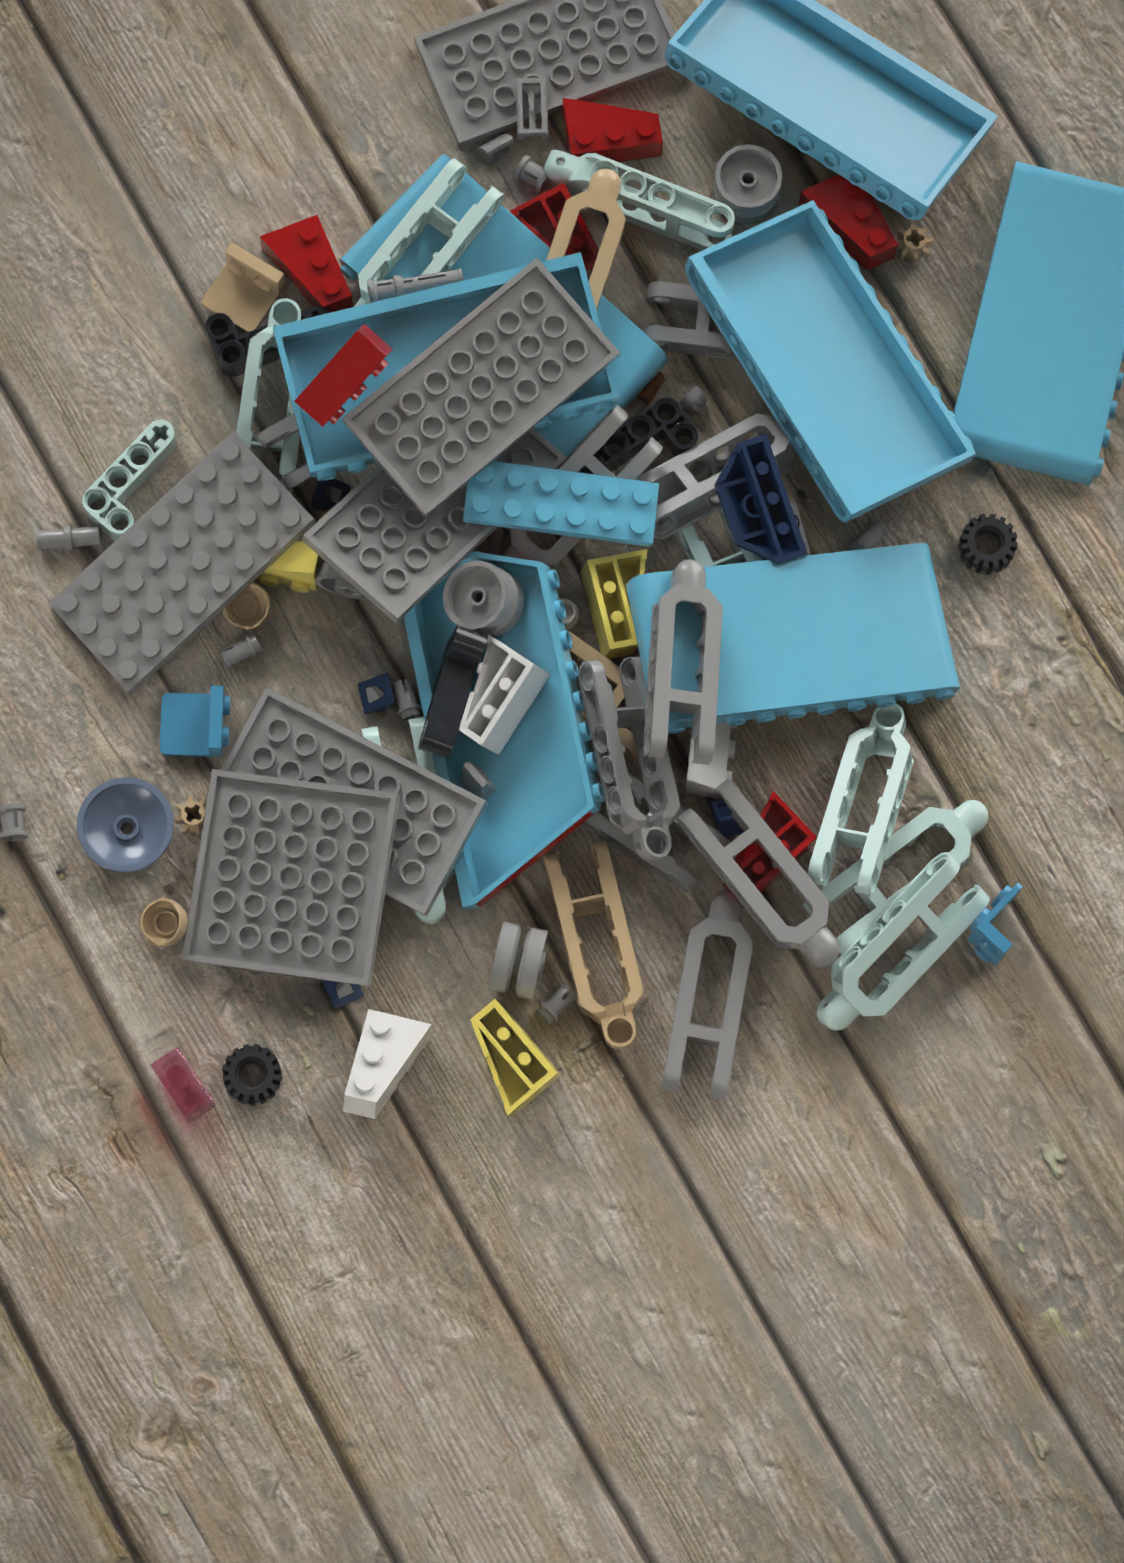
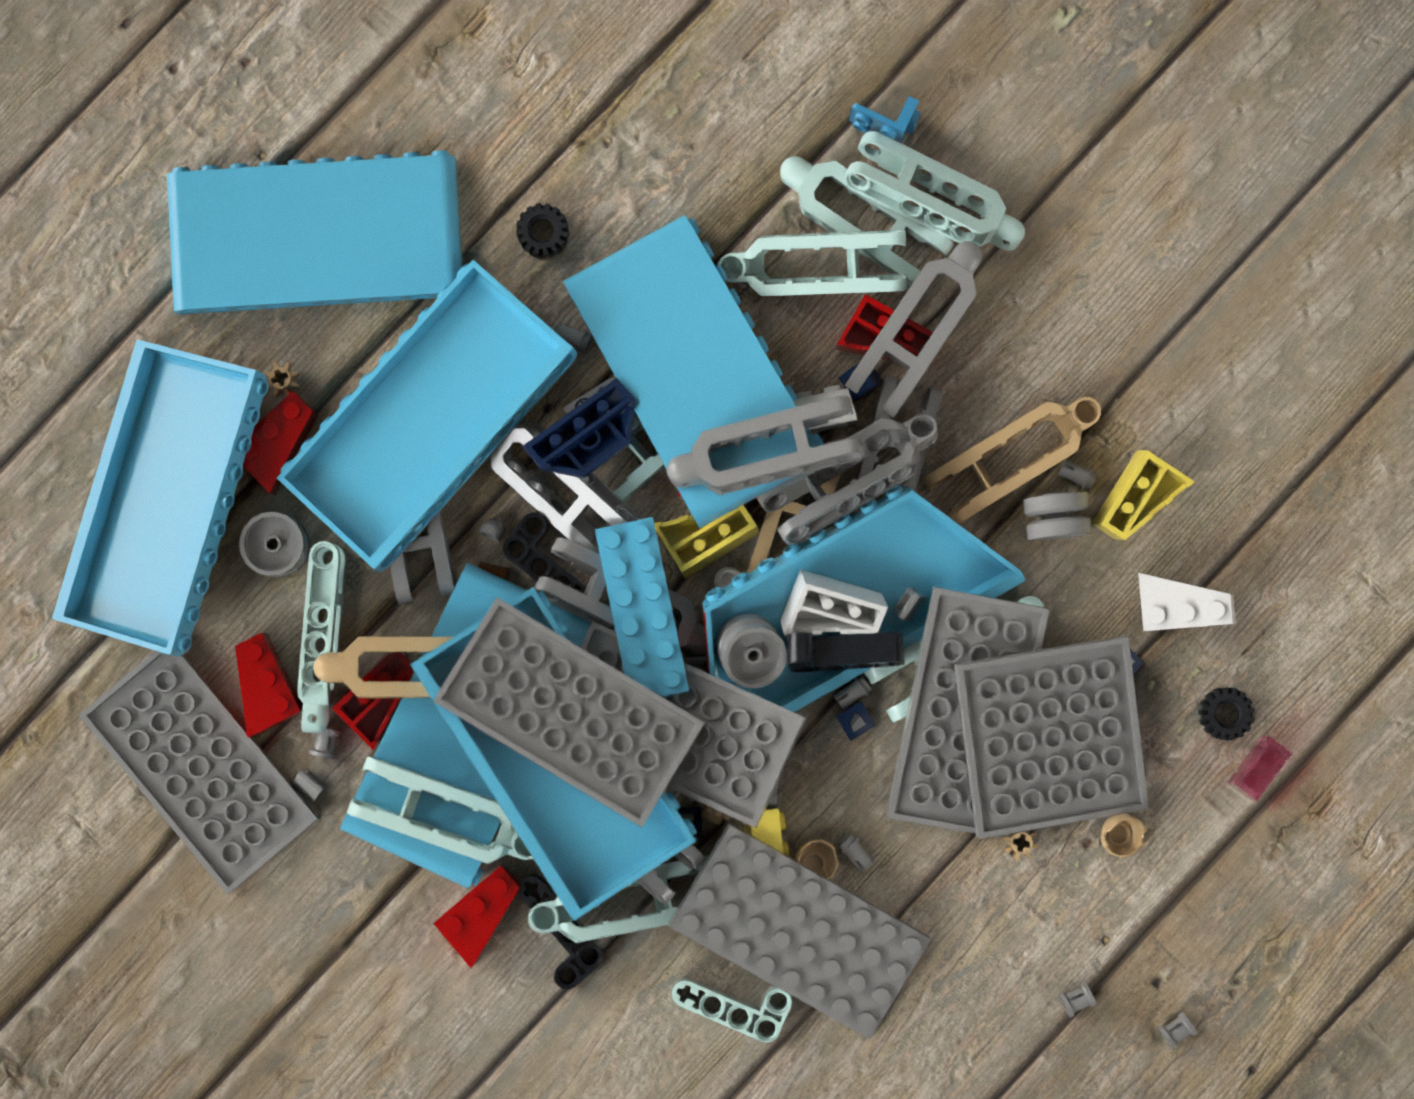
camera: 100 degrees left, 10 degrees up
(69, 537) = (804, 1042): light grey pin -> none
(120, 804) = (1071, 903): sand blue dish -> none
(195, 723) = (936, 870): dark azure bracket -> none
(244, 289) = (523, 966): tan bracket -> none
(344, 376) = (602, 837): red wedge -> none
(401, 286) = (492, 820): light grey pin -> none
(532, 132) = (288, 755): light grey tile -> none
(723, 921) = (961, 353): light grey piece -> none

